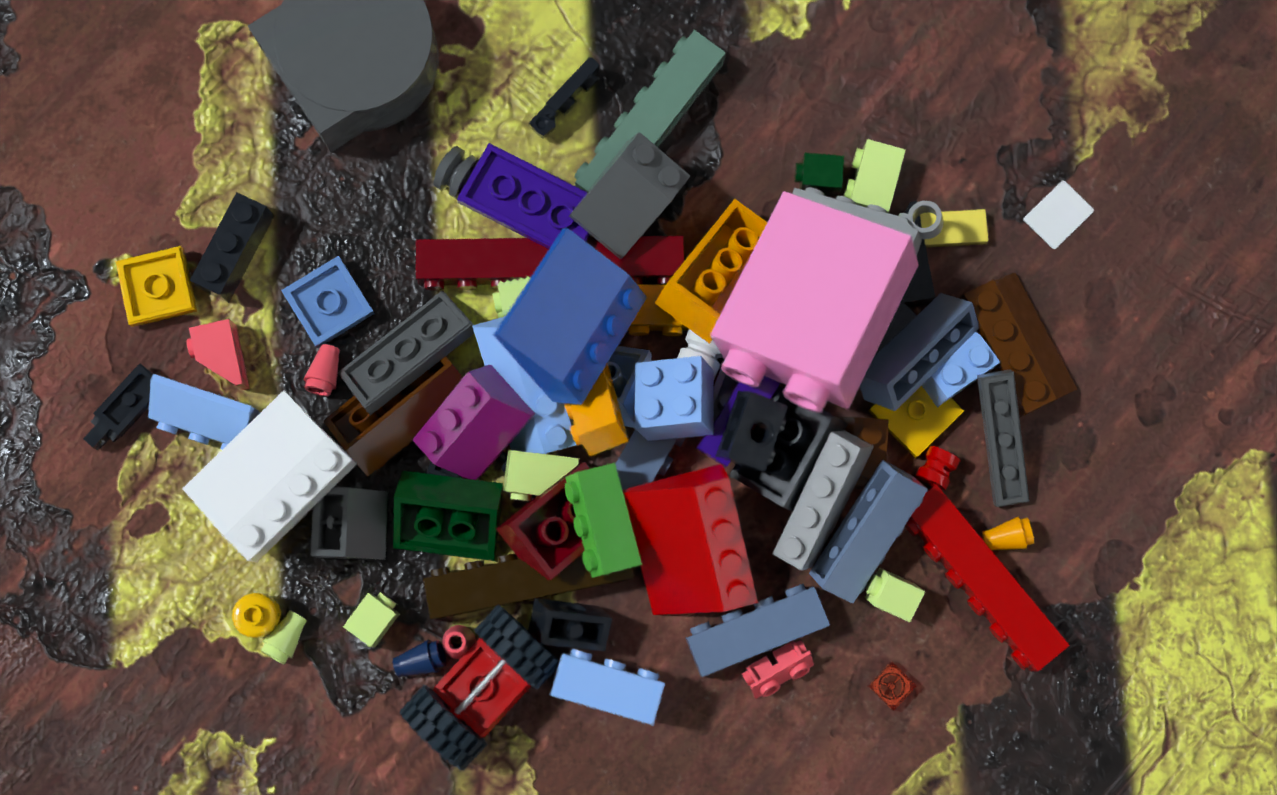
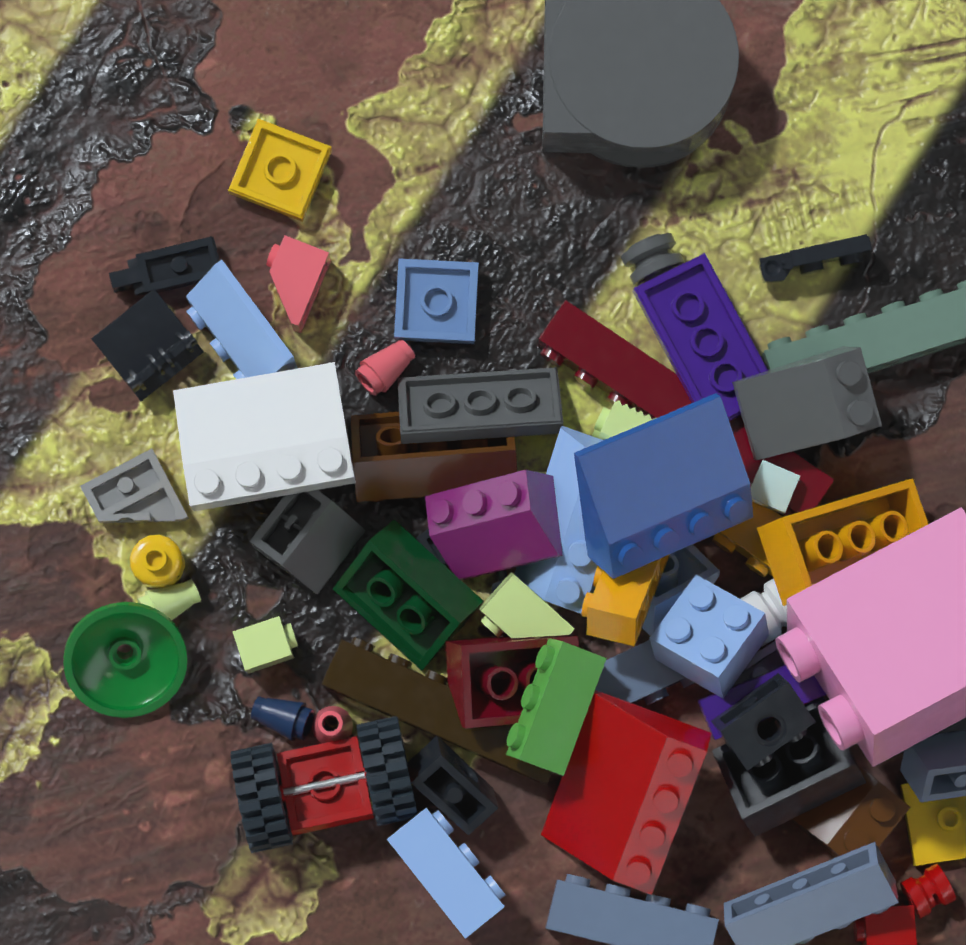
camera: 40 degrees right, 0 degrees up
(145, 470) = (147, 345): none -> black hinge
(208, 579) = (134, 493): none -> light grey wing
(232, 247) = (380, 183): black brick -> none
(283, 718) = (129, 681): none -> green dish
(646, 268) = (773, 487): none -> light aqua tile
(823, 499) = (788, 839): light grey brick -> none

